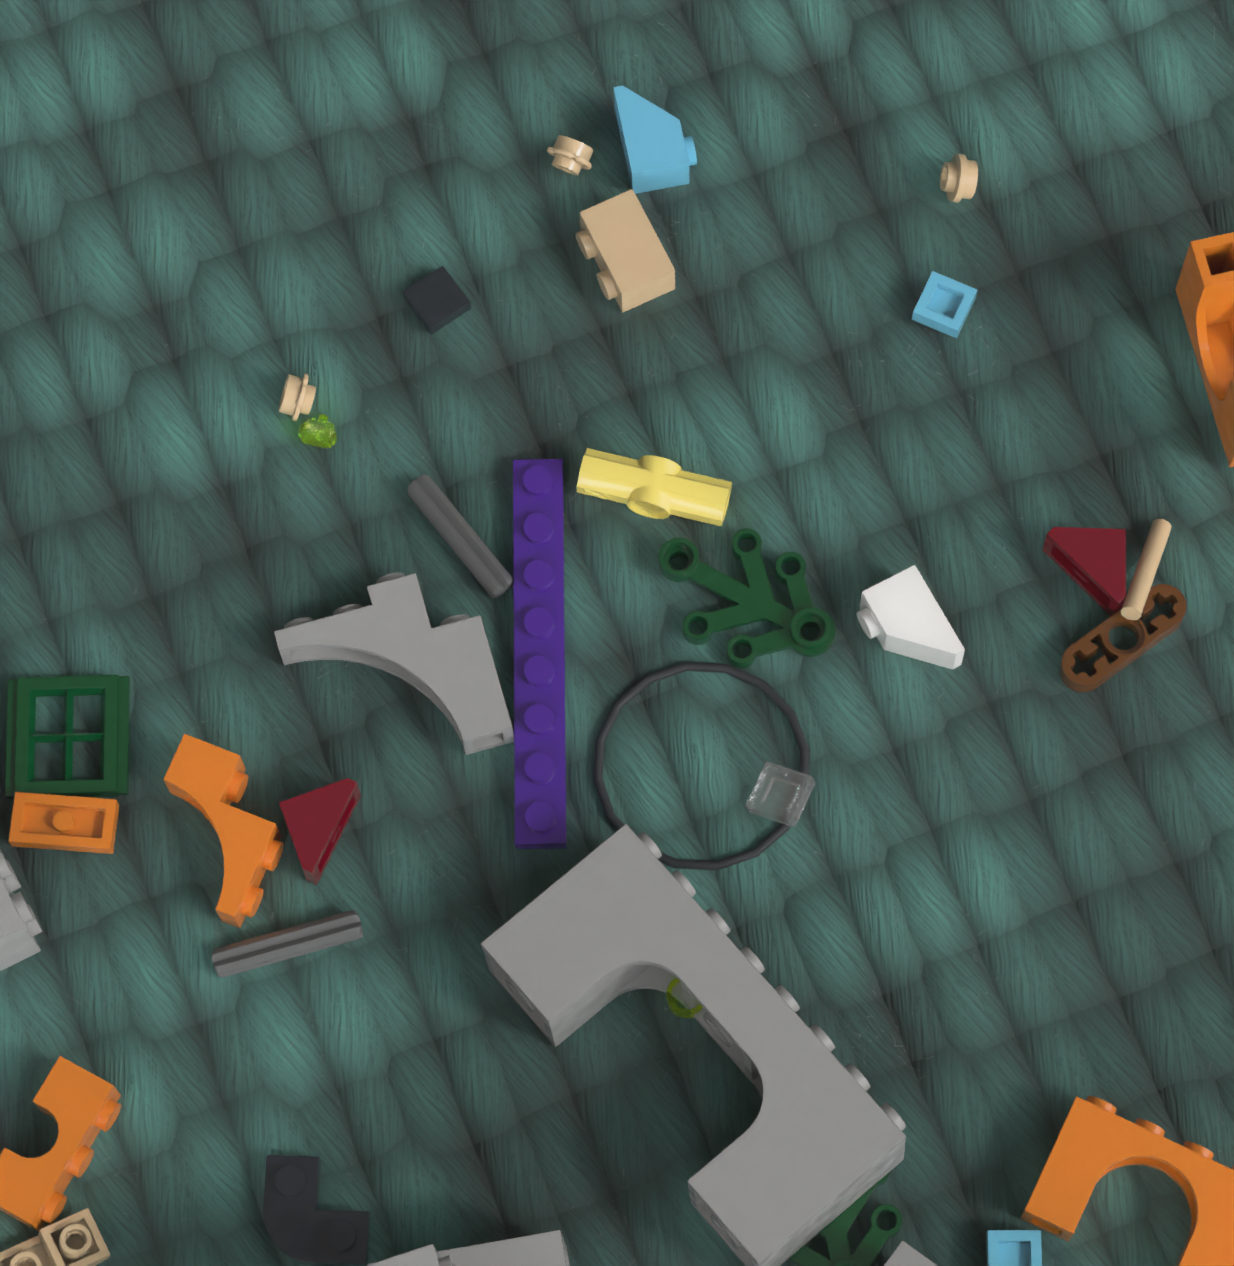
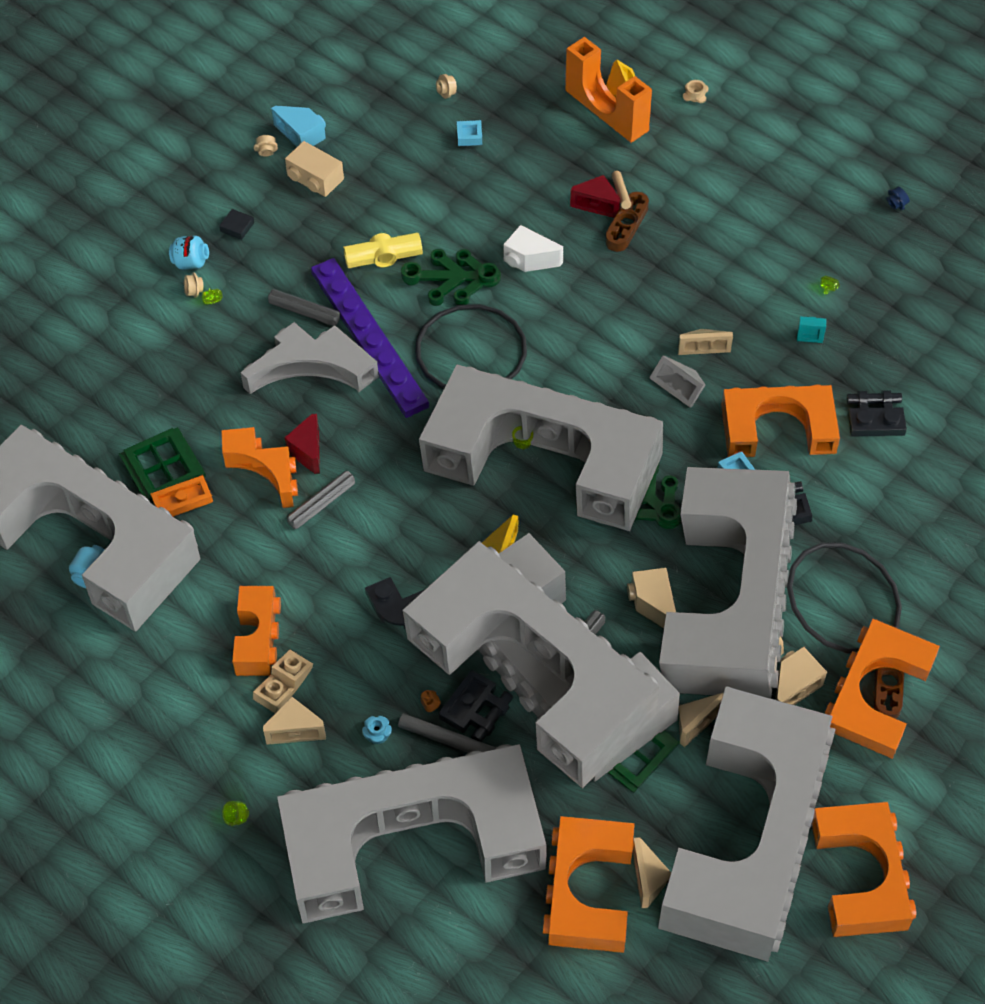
camera: 30 degrees left, 15 degrees down
(320, 326) = (188, 252): none -> medium azure head
(530, 1190) = (504, 535): none -> yellow slope
(780, 794) = (515, 341): clear tile -> none
(1023, 1023) = (678, 380): none -> light grey slope
(1113, 962) = (704, 342): none -> tan slope

